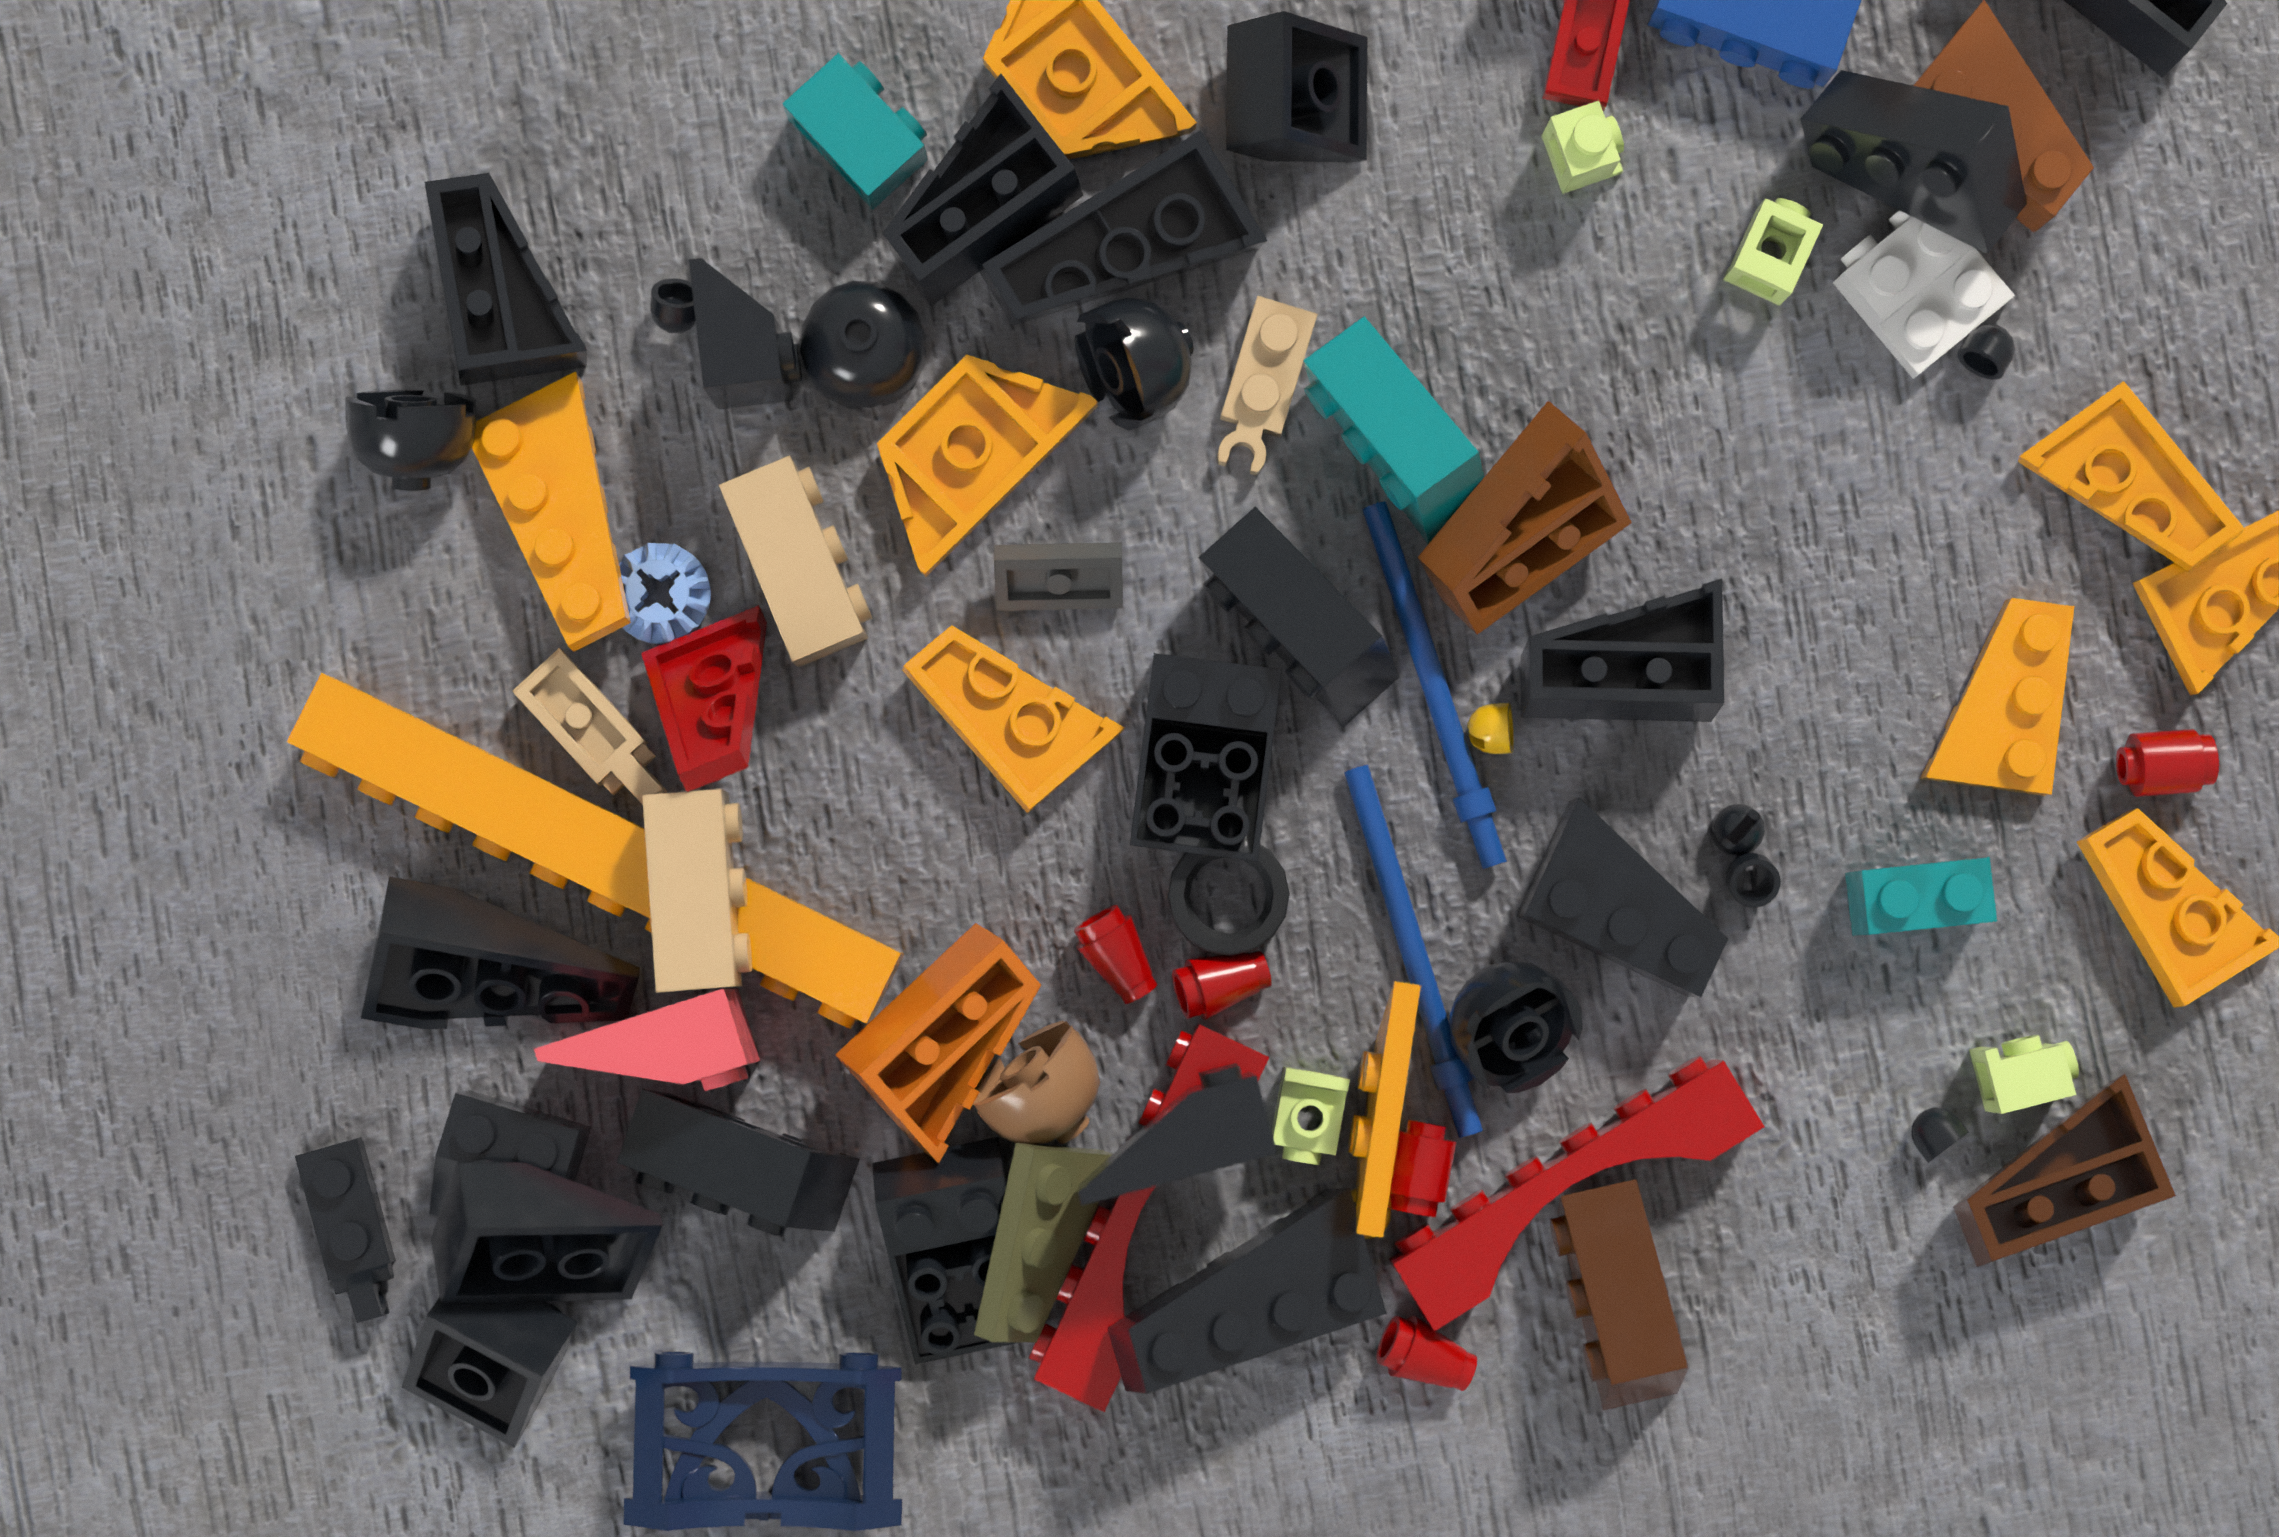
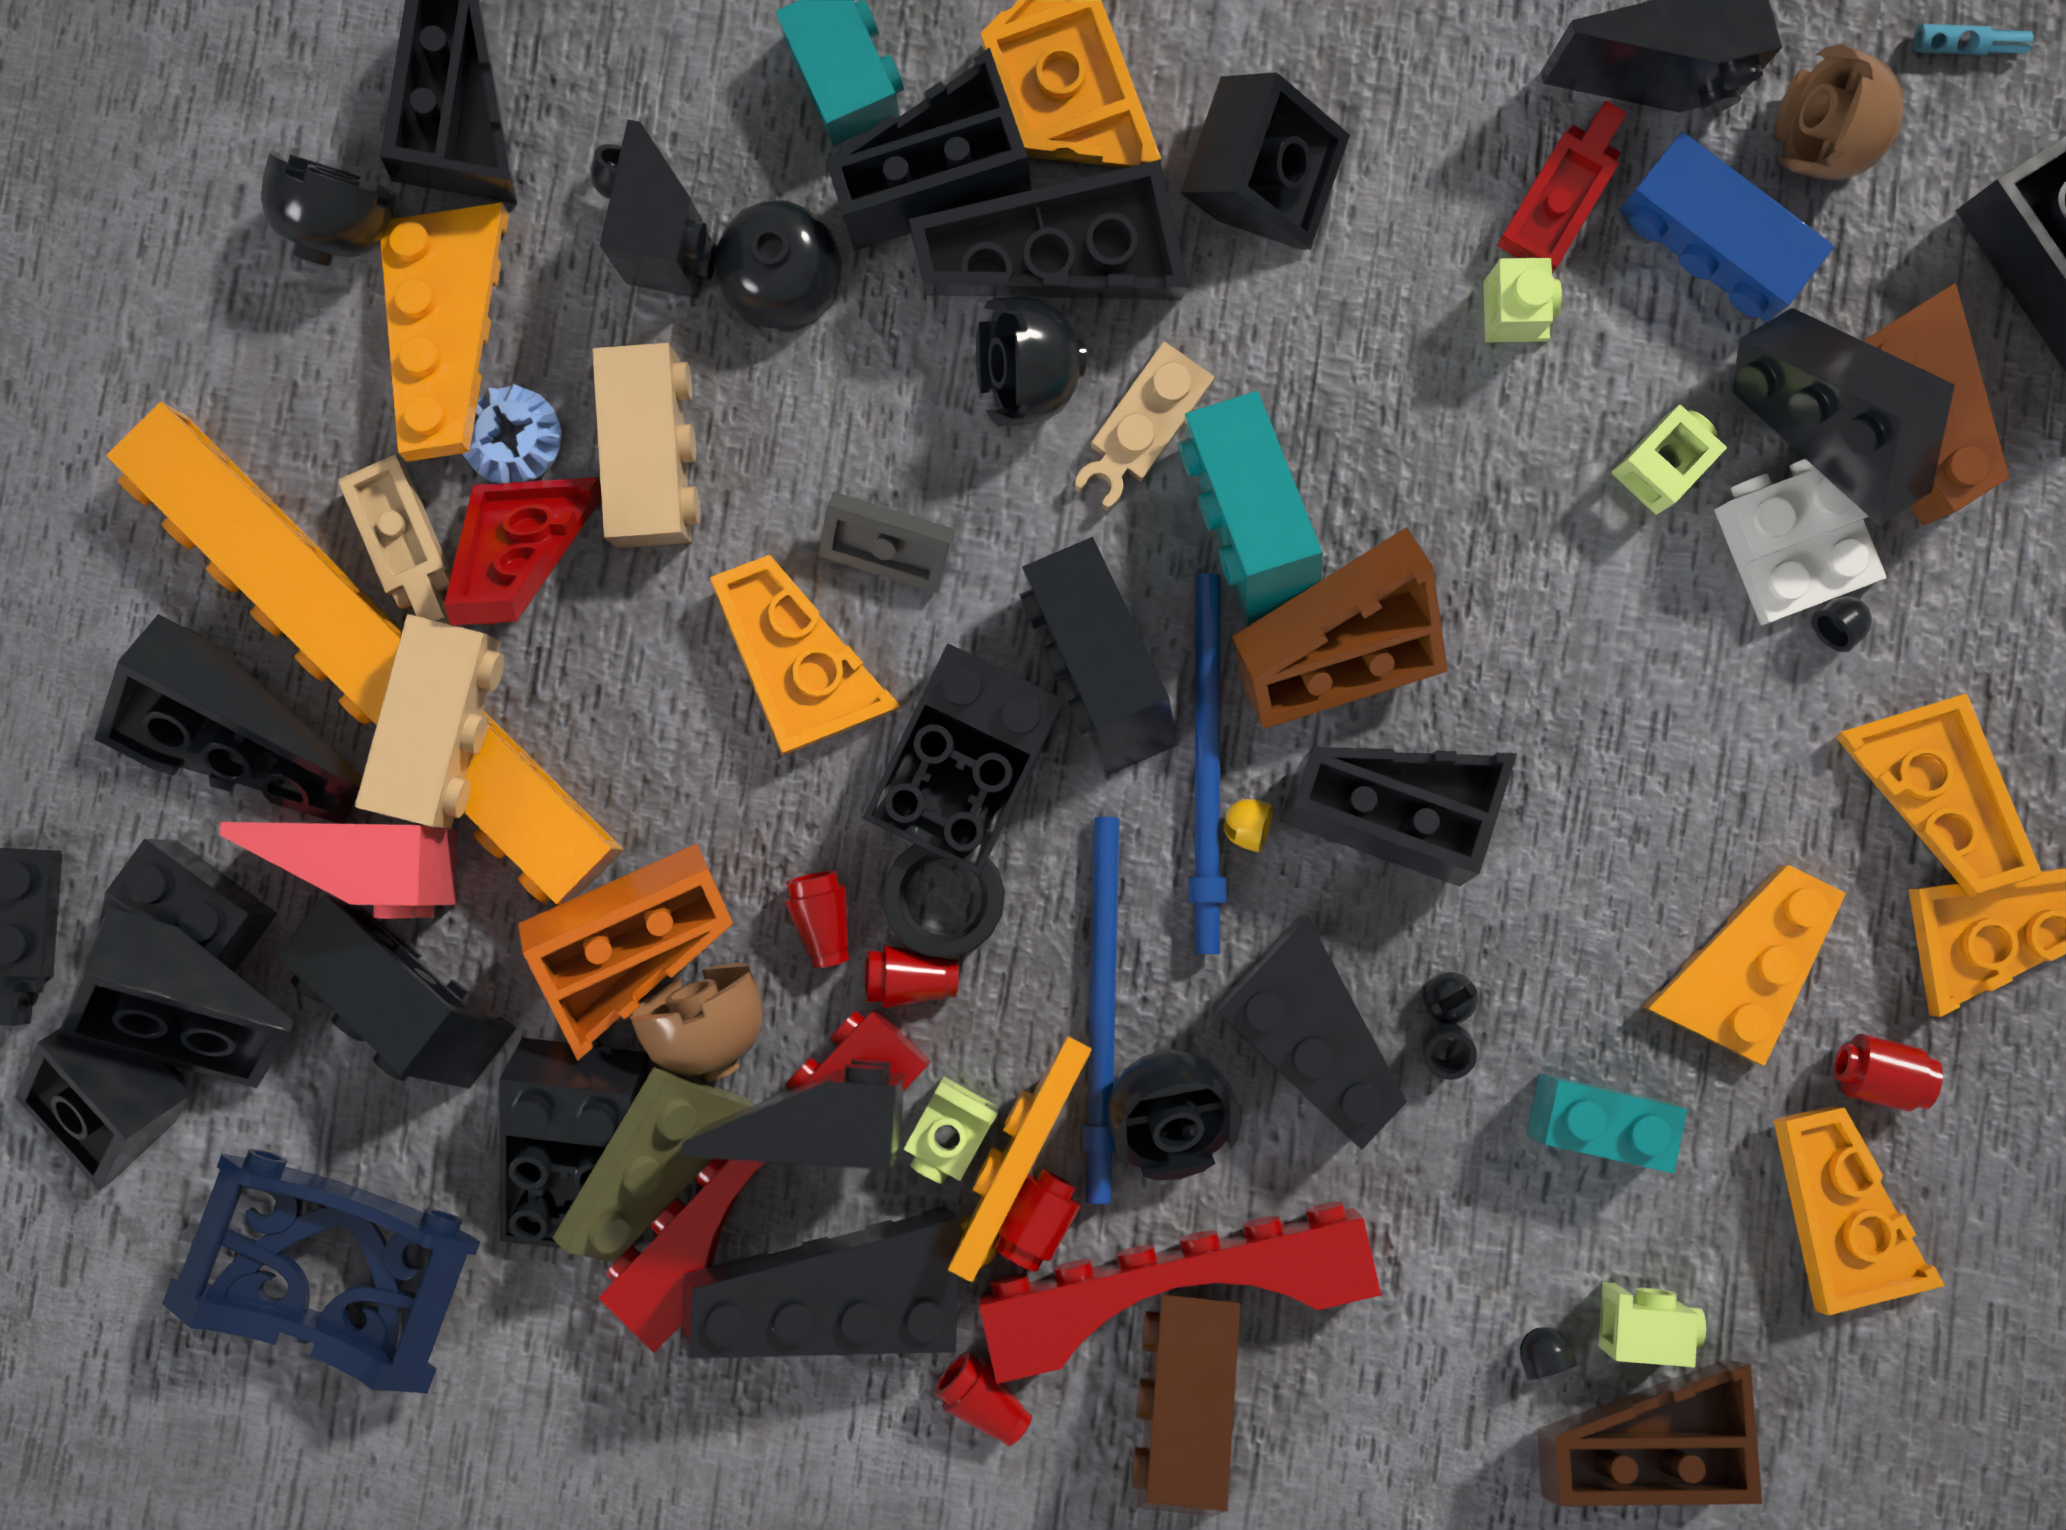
camera: 30 degrees right, 0 degrees up
(971, 449) = (846, 396): light orange wing -> none

